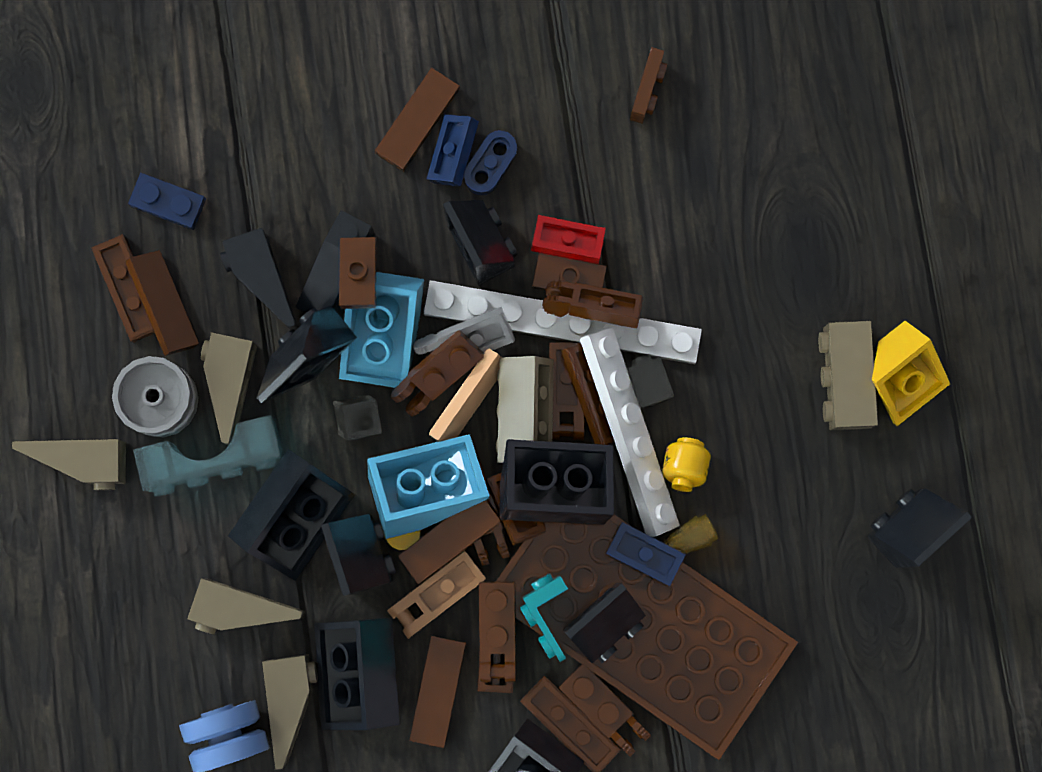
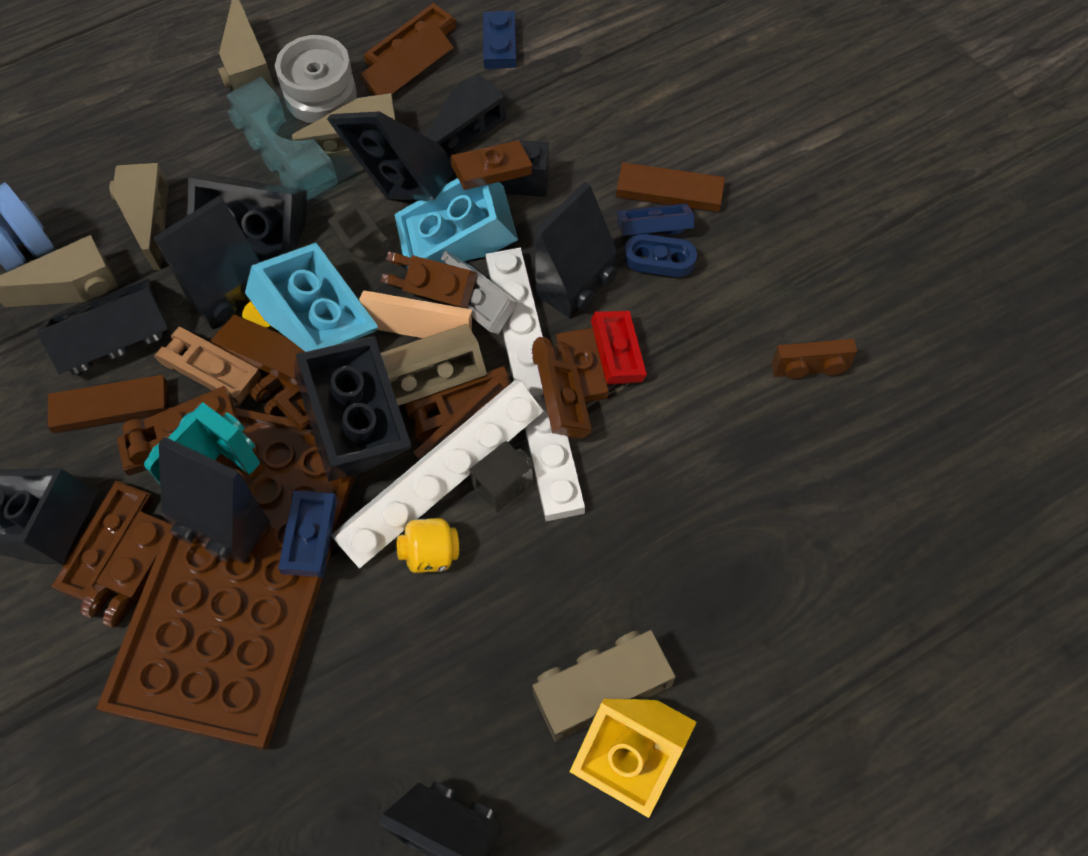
camera: 70 degrees right, 20 degrees down
(693, 535) = (352, 586): clear yellow cone -> none

